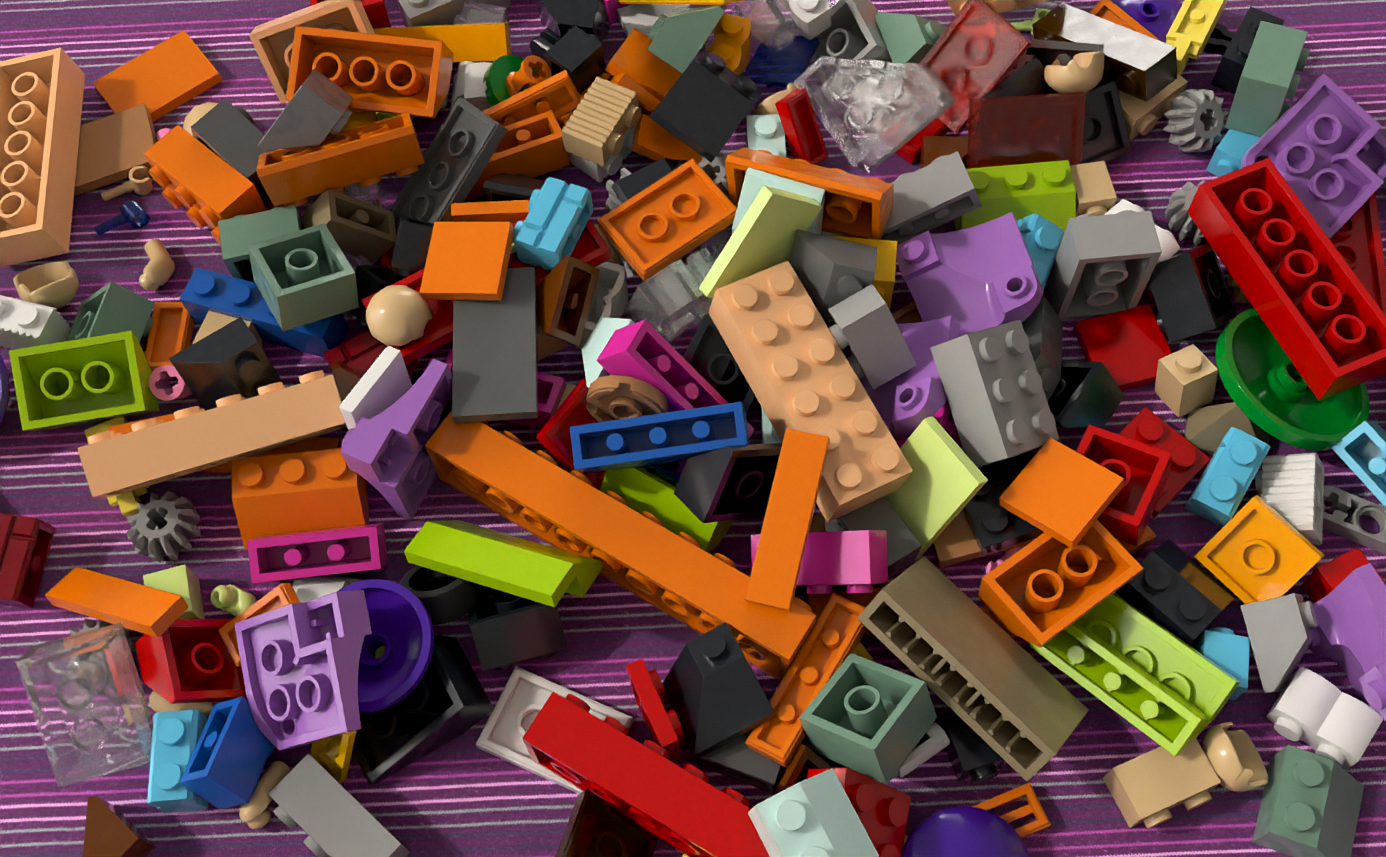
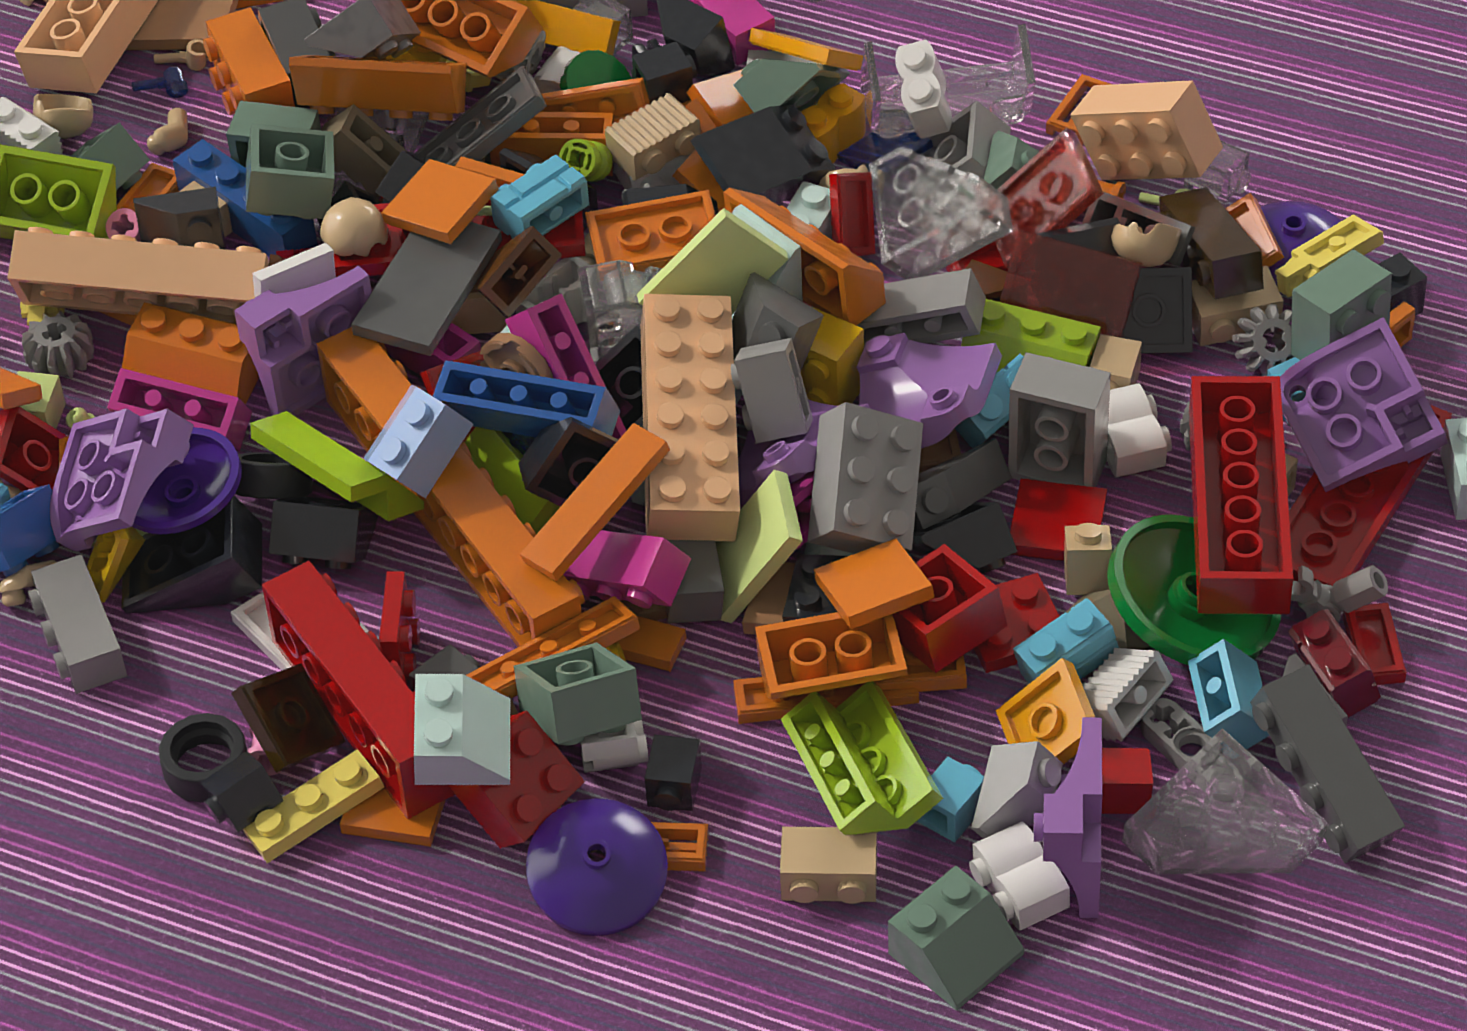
camera: 25 degrees right, 15 degrees down
(526, 76) = (607, 68): orange bush -> none
(559, 158) = (594, 161): none -> lime wheel
(581, 519) = (418, 441): none -> light blue slope
(715, 692) = (461, 626): black slope -> none
(974, 667) = (704, 696): dark tan brick -> none
(1176, 592) = (948, 721): black slope -> none
(1190, 293) = (1142, 479): black slope -> none
(1234, 758) = (904, 869): tan hair -> none

